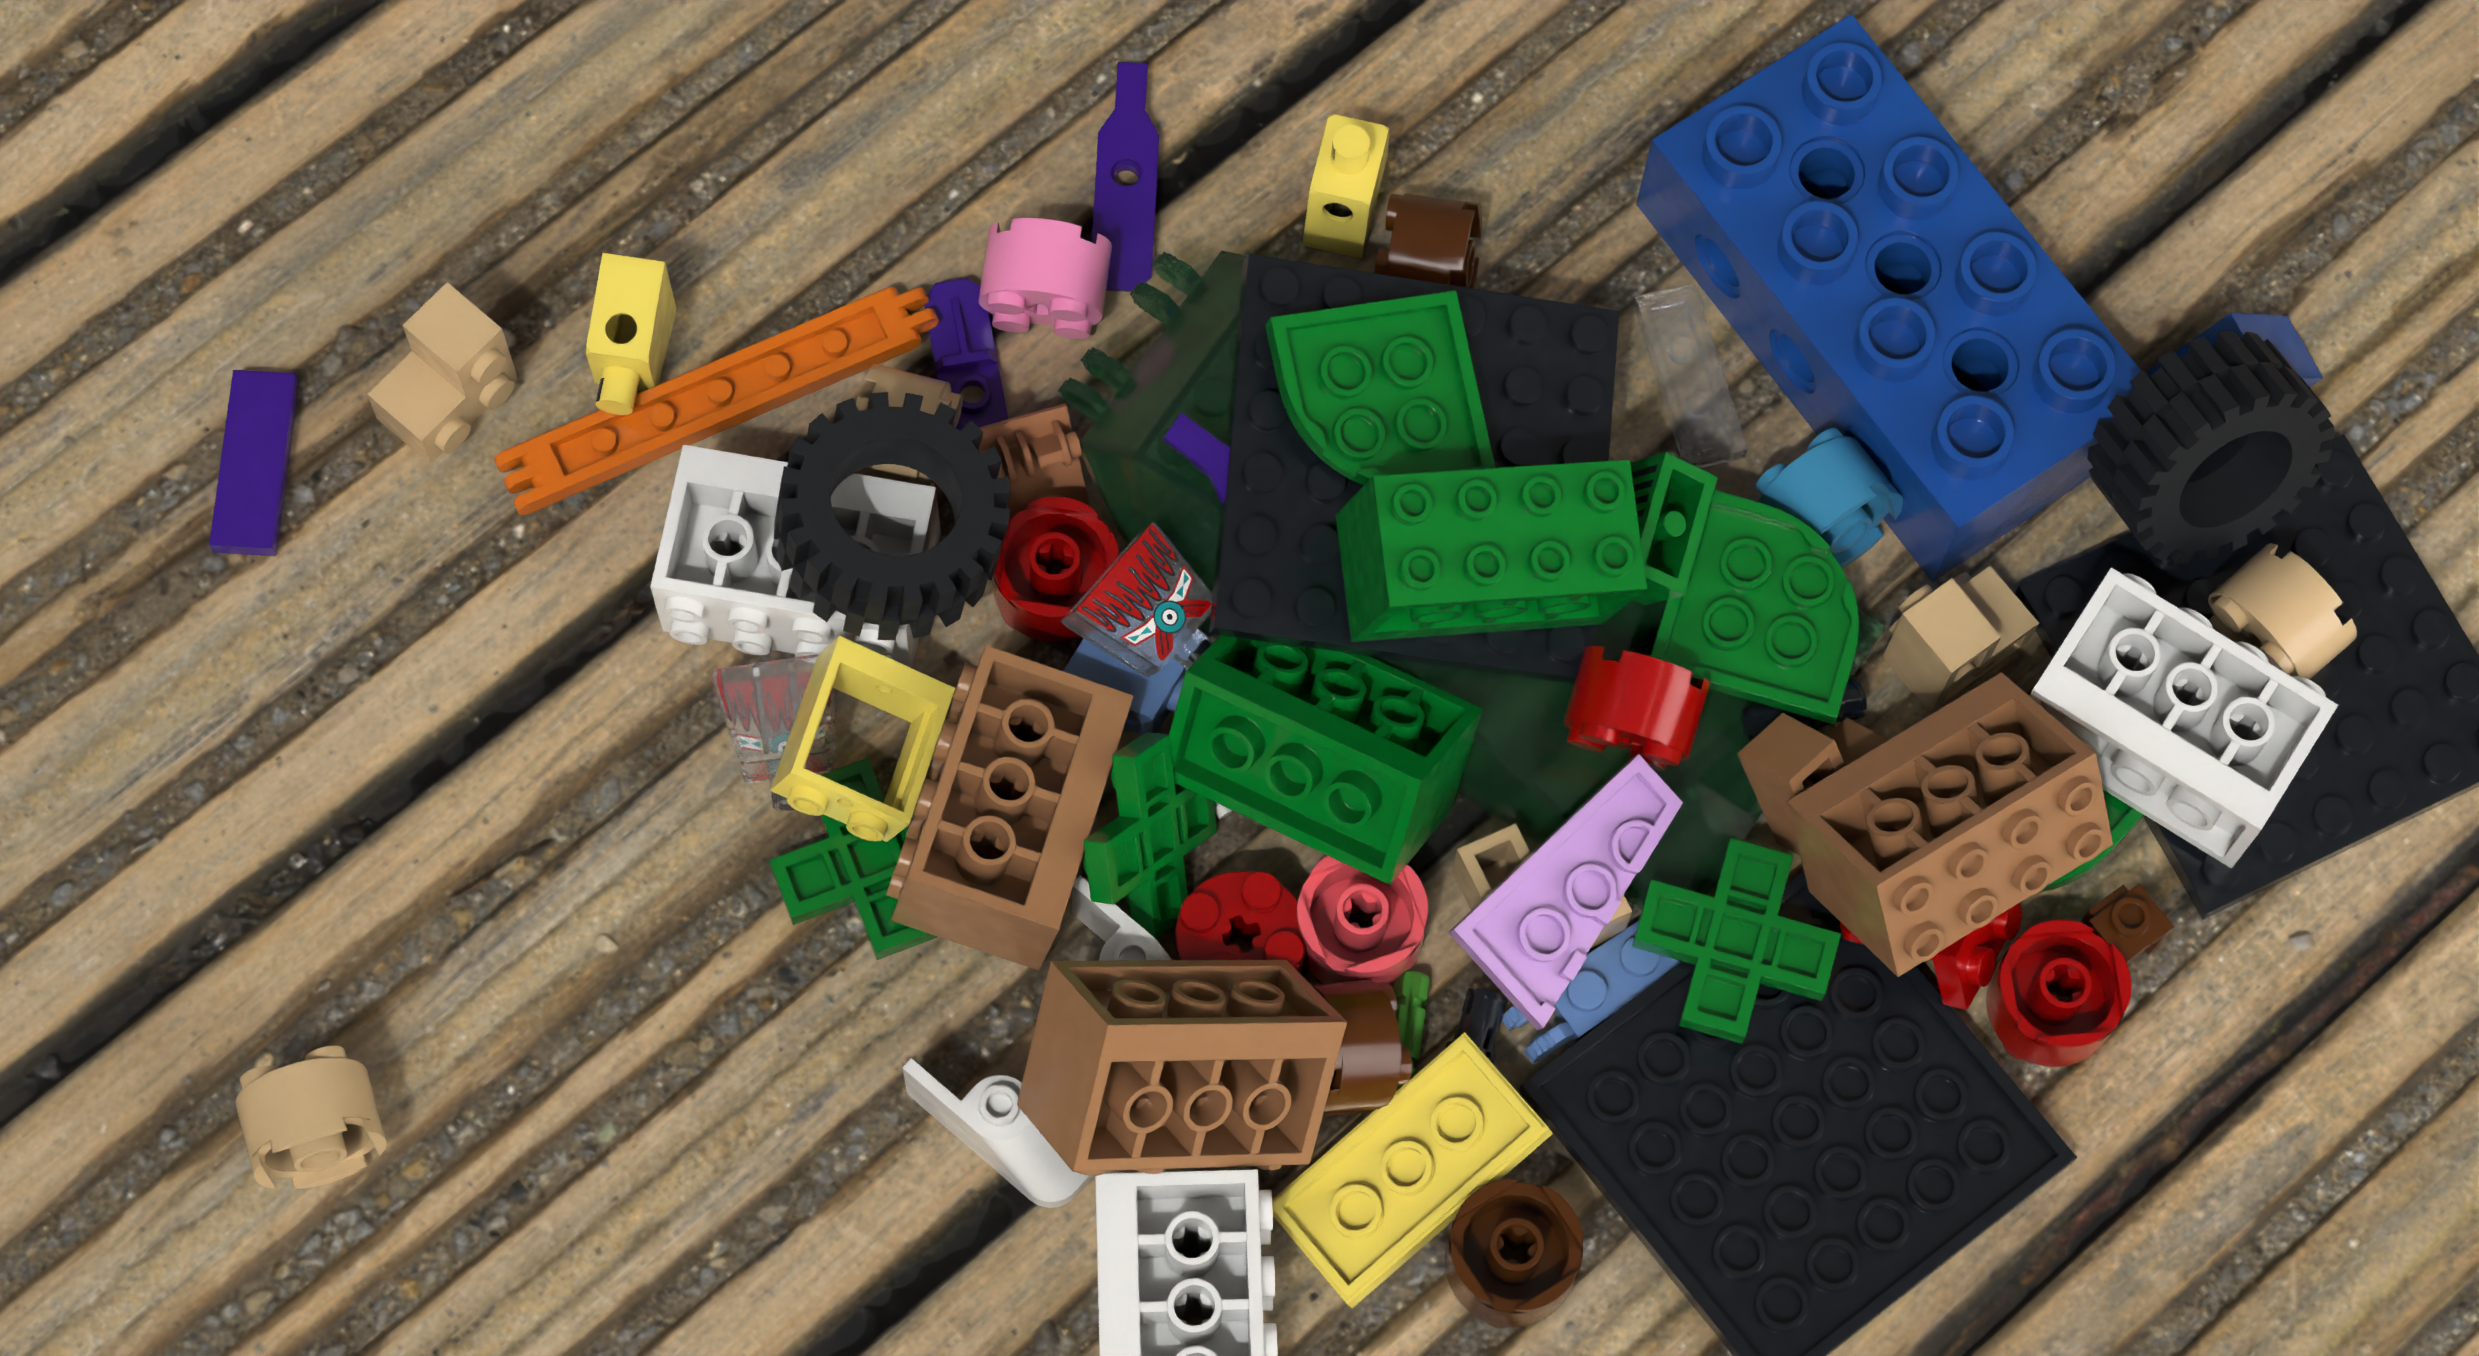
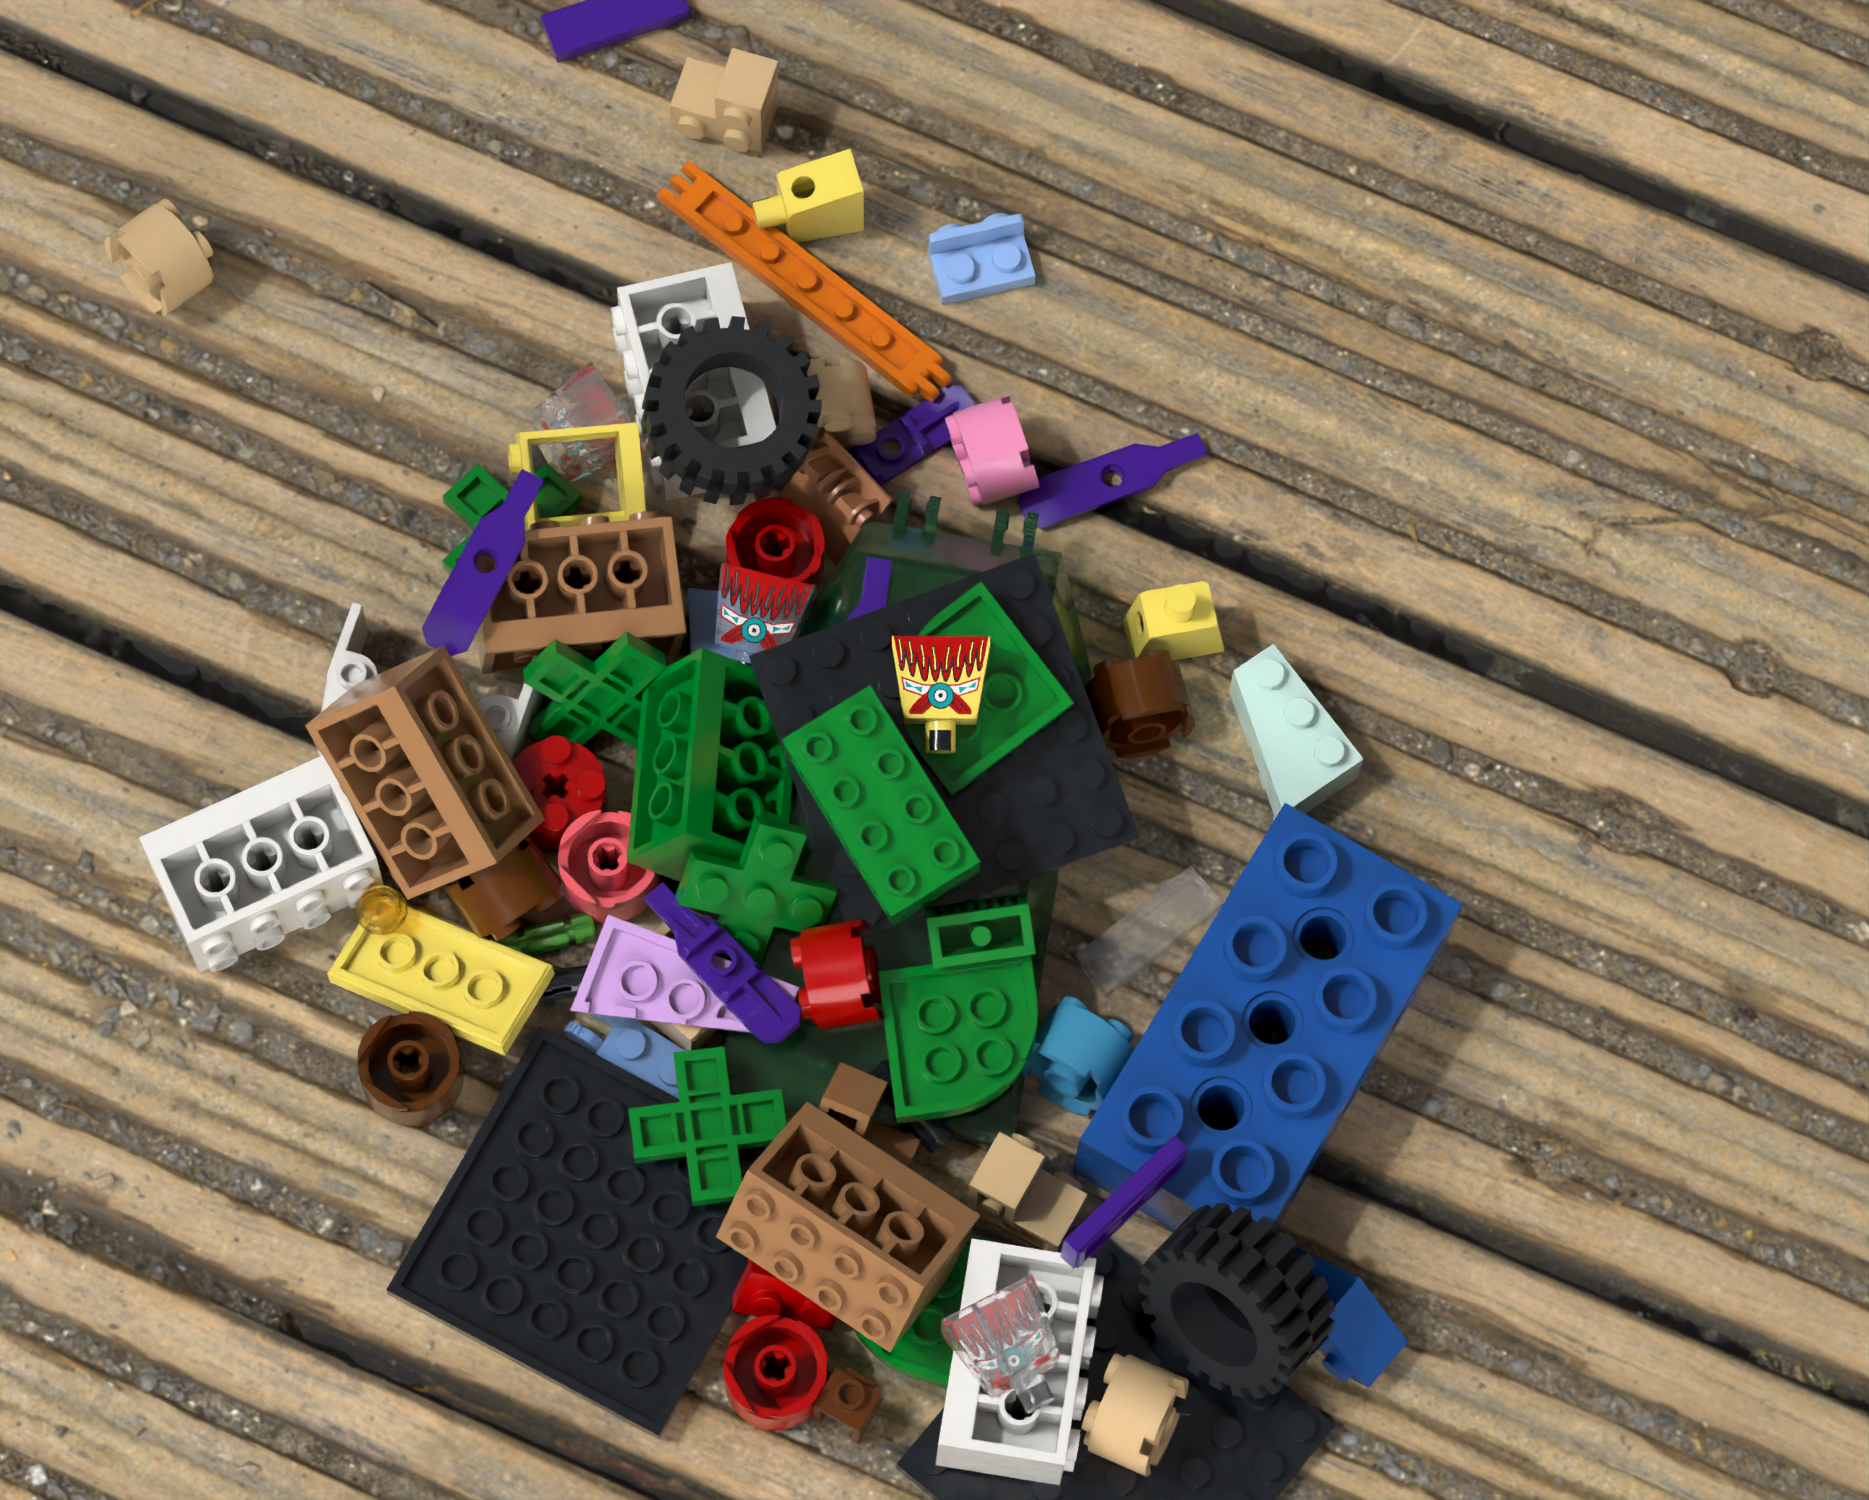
camera: 65 degrees right, 0 degrees up
(785, 196) = (980, 258): none -> light blue bracket
(983, 906) = (468, 590): none -> dark purple piece
(1301, 1204) = (381, 910): none -> clear yellow plate
(1378, 414) = (940, 684): none -> torso
(1502, 751) = (758, 888): none -> green plate
(1536, 124) = (1291, 735): none -> light aqua wedge
(1616, 816) = (742, 985): none -> dark purple piece
(2069, 503) = (1124, 1203): none -> dark purple tile
(2185, 696) = (1007, 1343): none -> clear torso

